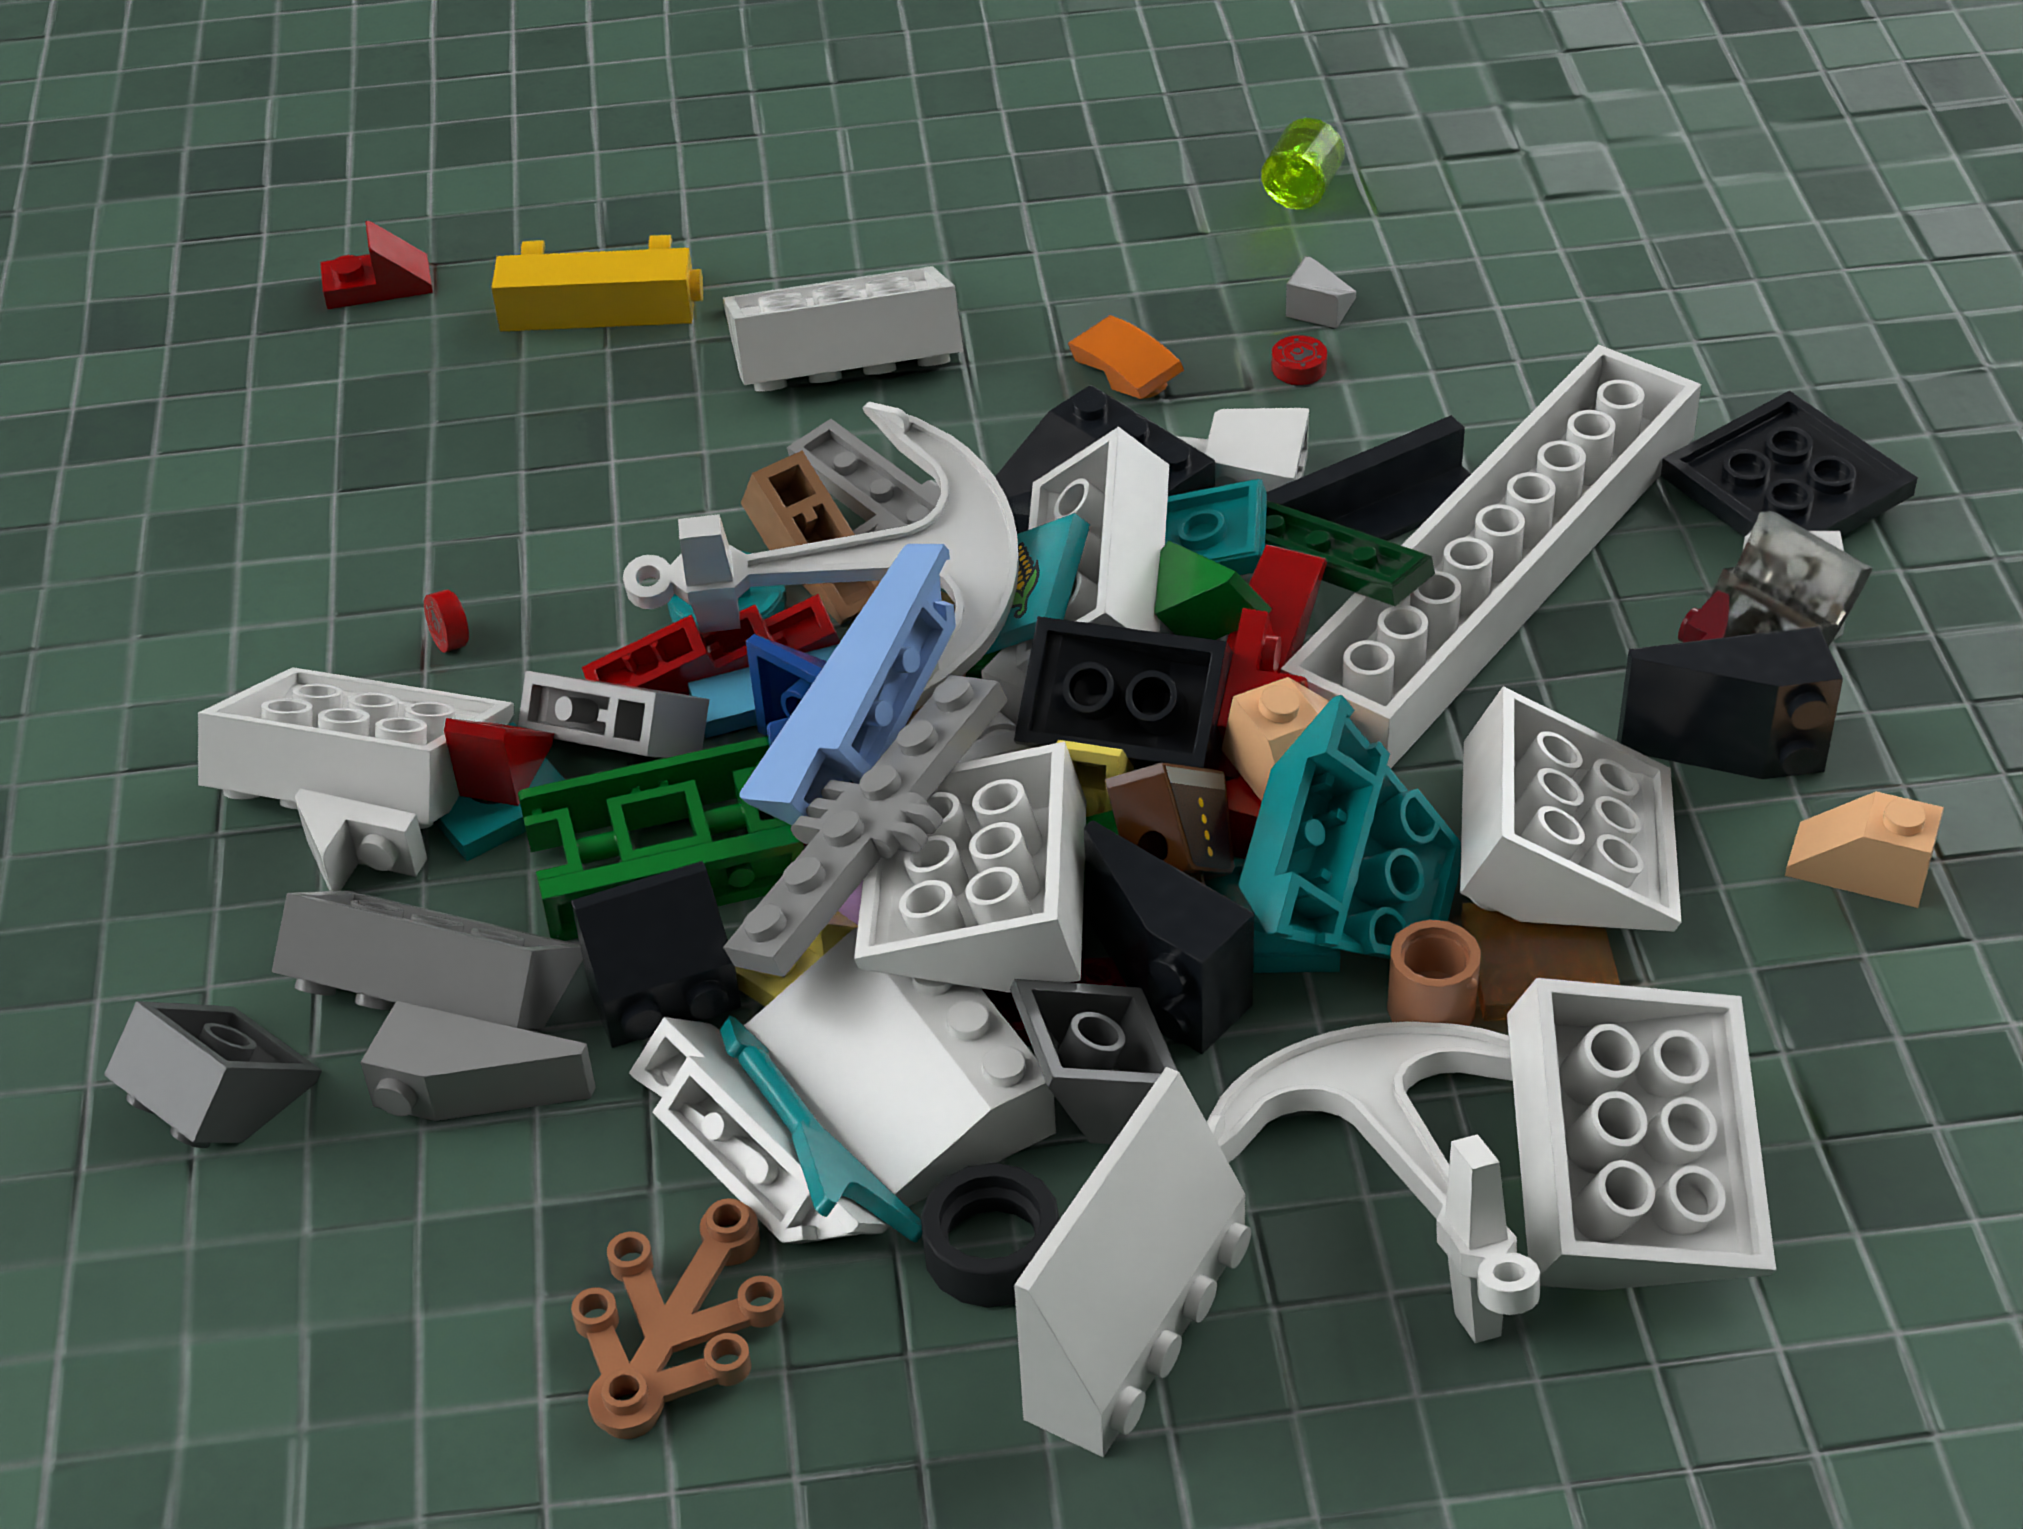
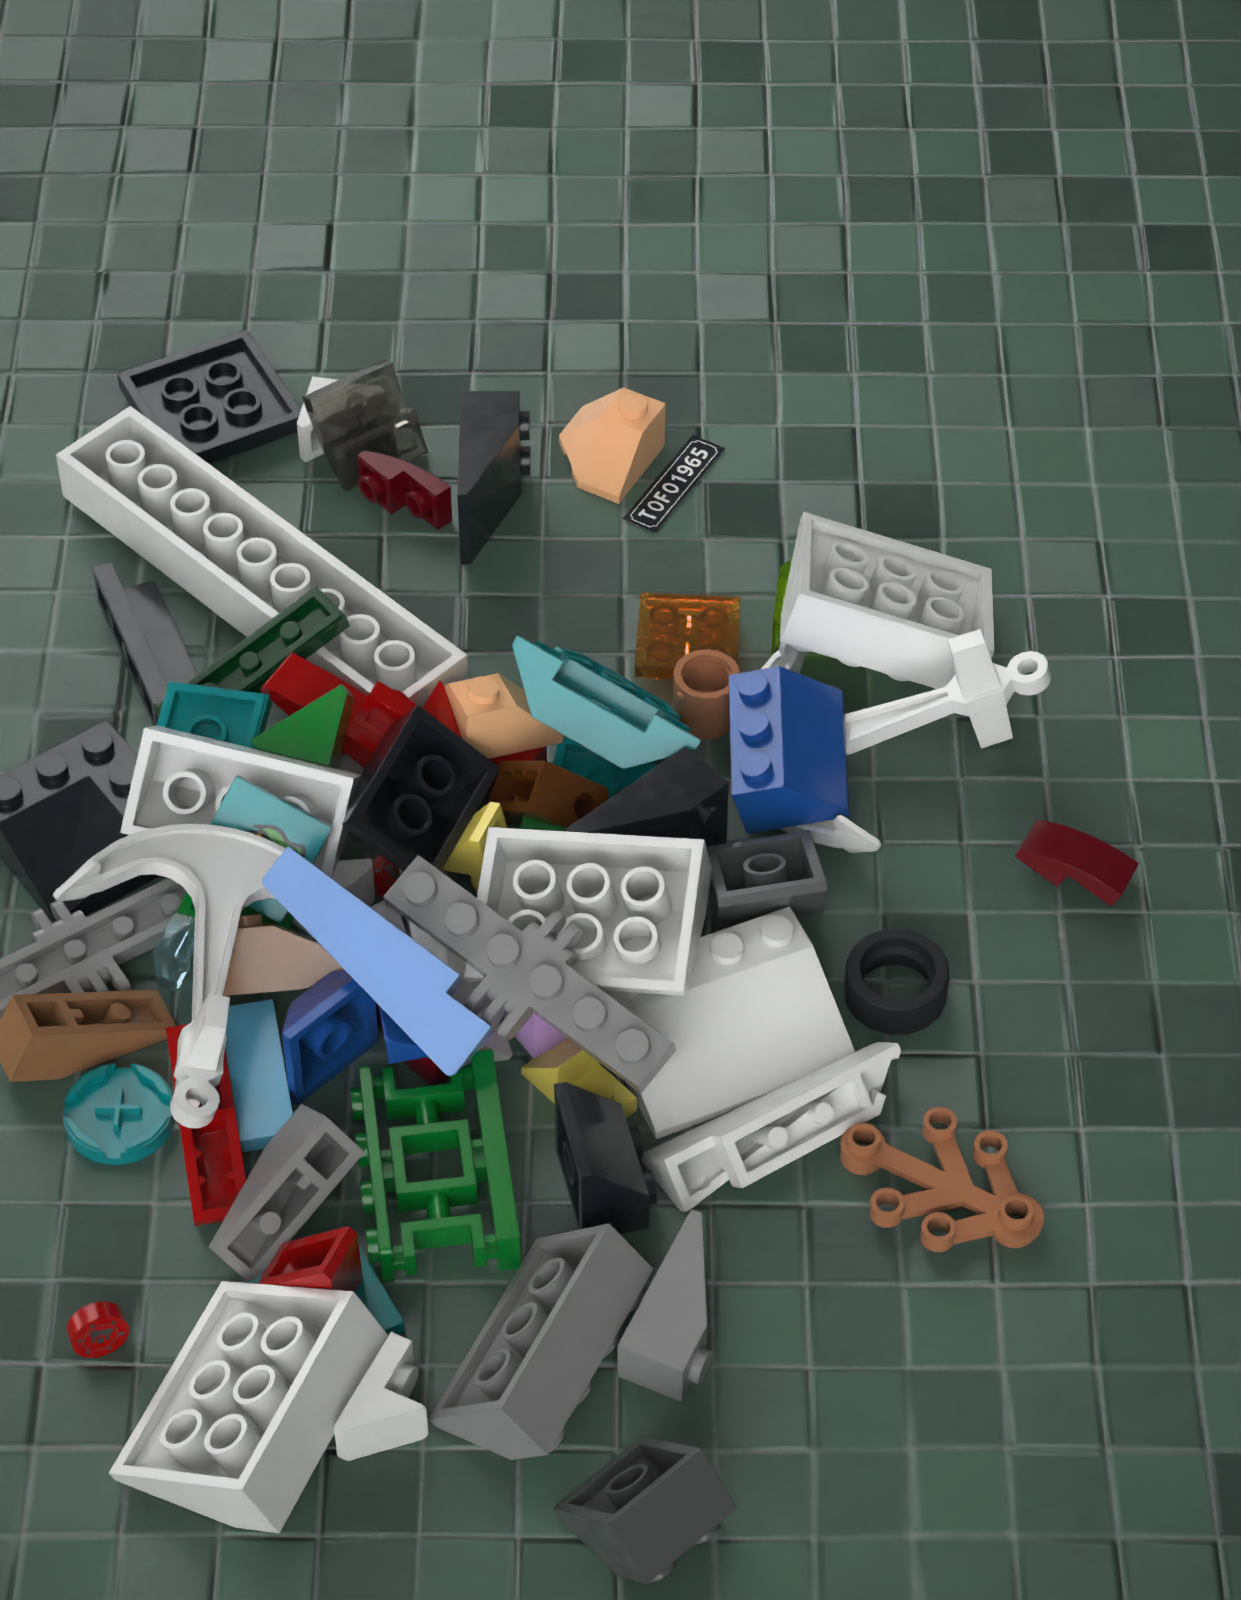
camera: 85 degrees left, 5 degrees up
(825, 1162) = (857, 1049): teal piece -> none
(1128, 1271) = (970, 889): white slope -> none
(1242, 1425) = (1064, 851): none -> dark red slope
(1257, 445) = (77, 698): white torso -> none
(1327, 1047) = (787, 749): none -> blue slope
(1565, 823) = (571, 594): white slope -> none
(1846, 925) = (673, 484): none -> black sticker

